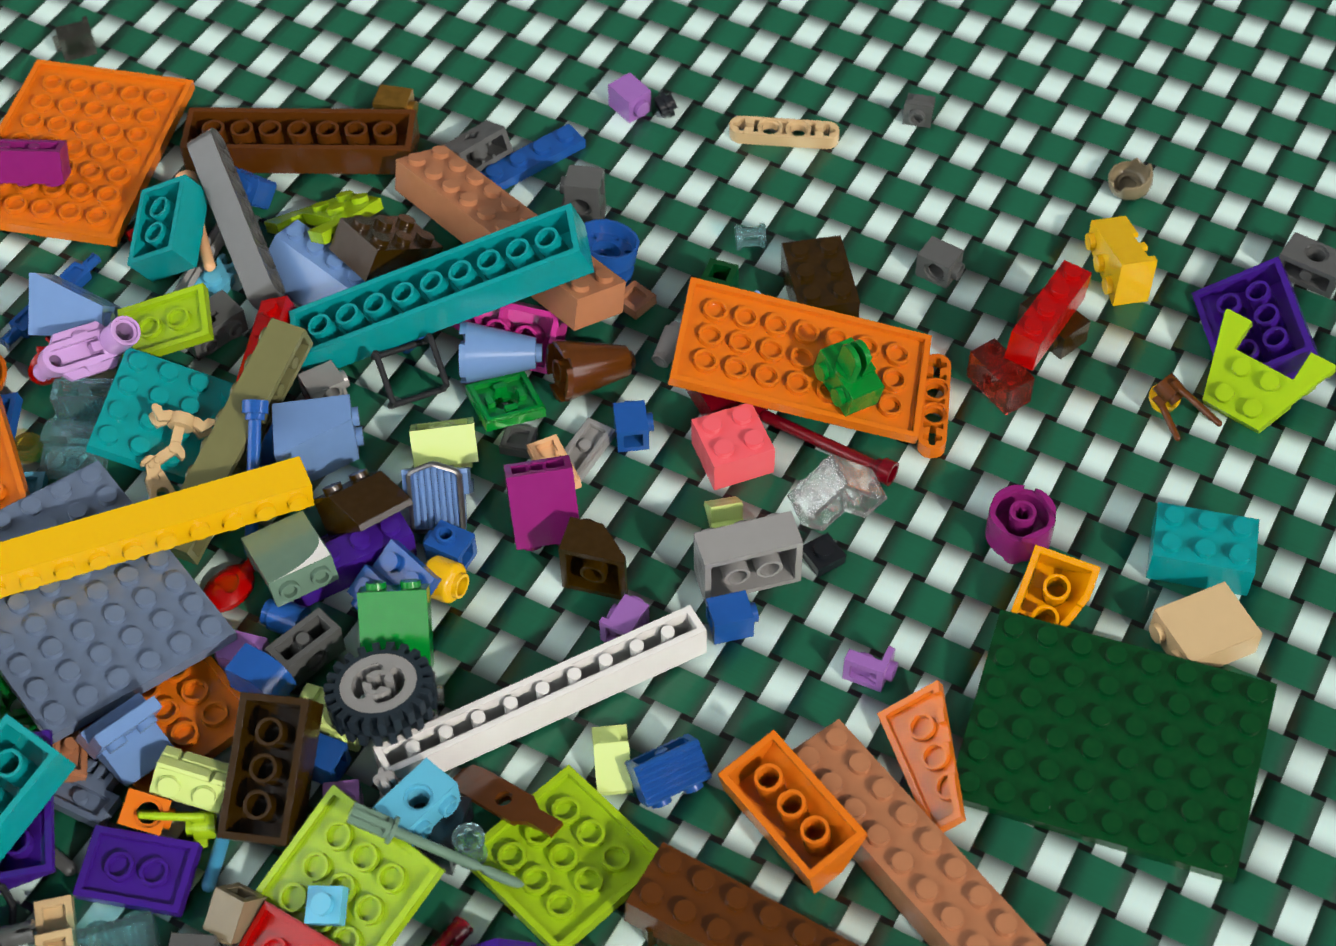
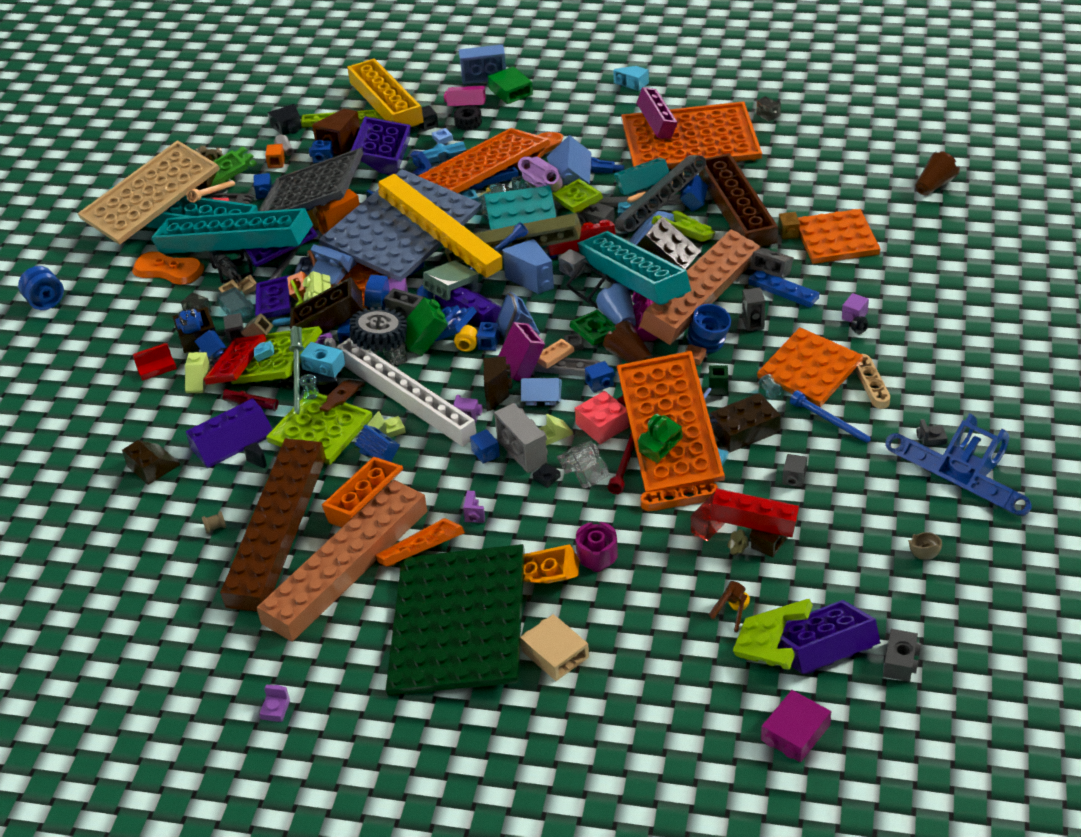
camera: 75 degrees right, 10 degrees down
(180, 423) = (481, 225): tan piece -> none
(360, 502) = (492, 290): dark brown slope -> none
(444, 441) = (553, 313): yellowish green slope -> none
(447, 66) = (837, 236): none -> orange plate
(630, 505) = (541, 390): none -> light blue slope
(728, 182) = (811, 366): none -> orange plate
(792, 215) = (799, 400): none -> blue piece
(1000, 99) = (962, 466): none -> blue piece
(1063, 369) = (738, 542): none -> olive plant
(1121, 260) = (843, 551): yellow wedge -> none
(1202, 548) = (616, 634): teal brick -> none

